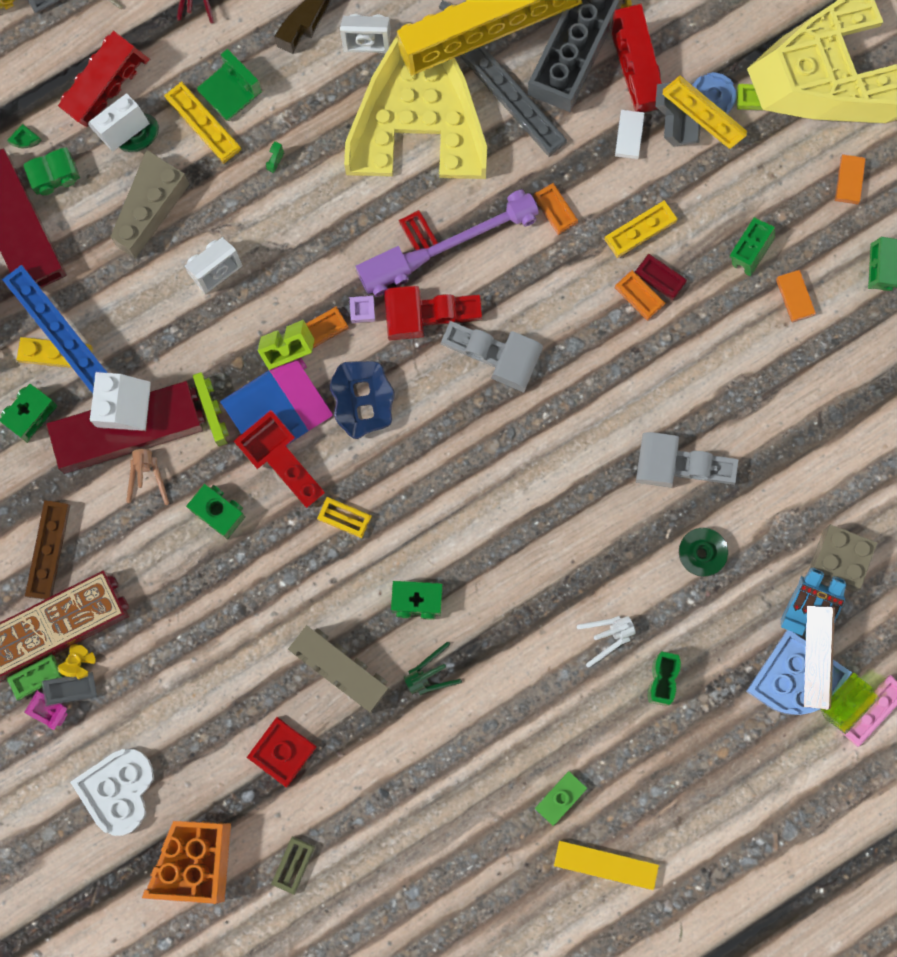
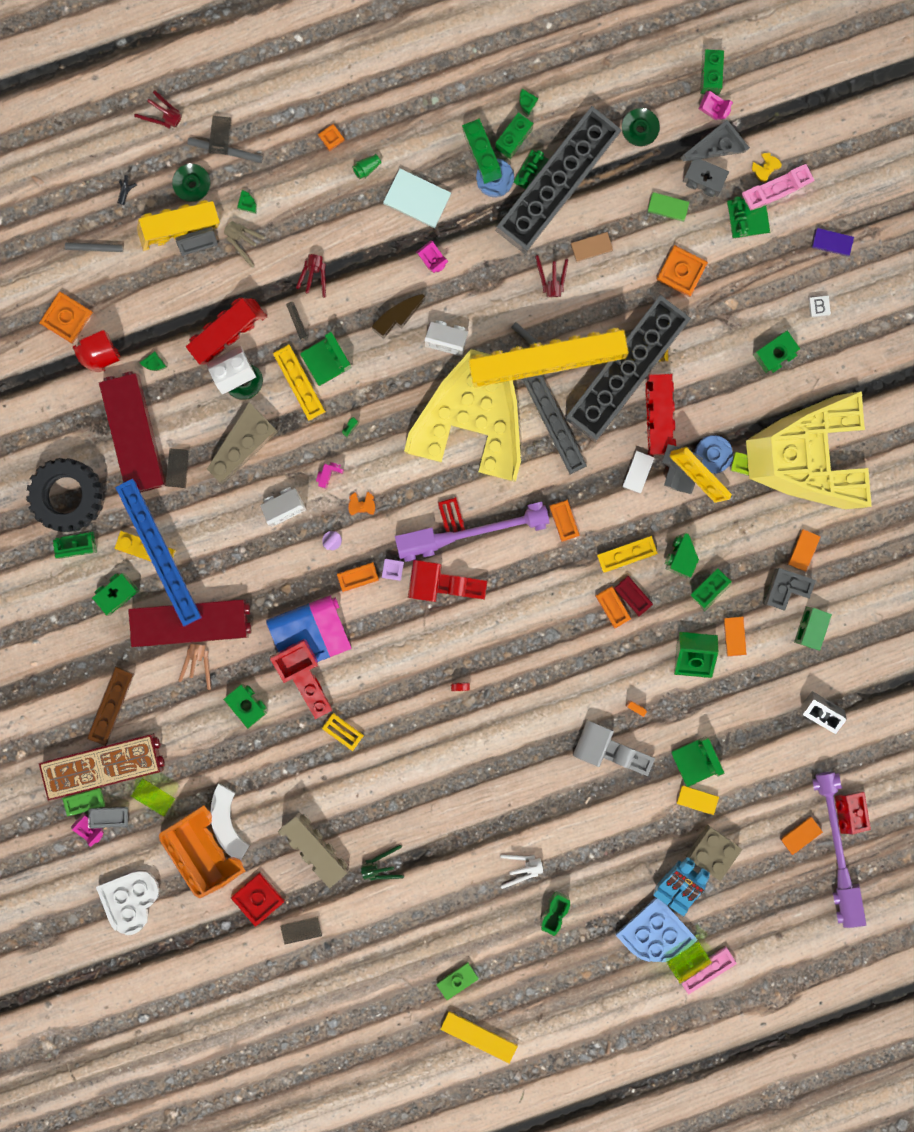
camera: 10 degrees right, 10 degrees up
(51, 171) = (170, 398): green brick -> none
(73, 662) = (119, 791): yellow piece -> none
(76, 251) = (177, 468): none -> clear smoke tile
(120, 402) = (189, 611): white slope -> none
(122, 652) = (153, 797): none -> clear neon green hinge
(185, 53) = (297, 321): none -> clear smoke tile
(191, 707) = (198, 855): none -> orange windscreen
(192, 863) = (174, 968): orange wedge -> none
(211, 409) = (258, 623): lime plate -> none
(217, 666) = (222, 824): none -> white tile
(255, 220) = (324, 476): none -> dark pink bracket
(281, 292) = (332, 540): none -> lavender plate
(283, 348) = (326, 589): lime brick -> none
(302, 844) = (239, 997): olive tile -> none
(308, 246) = (361, 507): none -> orange piece
(346, 779) = (301, 930): none -> clear smoke tile
(380, 397) = (391, 642): dark blue piece -> none
(405, 591) = (376, 801): green brick -> none
(477, 428) = (463, 686): none -> red tile
(512, 361) = (500, 638): light grey plate -> none
(699, 405) = (636, 708): none -> orange tile
(709, 213) = (683, 558): none -> green slope
(715, 549) = (613, 832): dark green dish -> none
(755, 326) = (696, 654): none -> green slope
(792, 452) = (697, 761): none -> green bracket
(803, 500) = (697, 800): none -> yellow tile
(819, 657) = (674, 926): tile -> none
(838, 217) = (785, 583): none -> dark grey panel

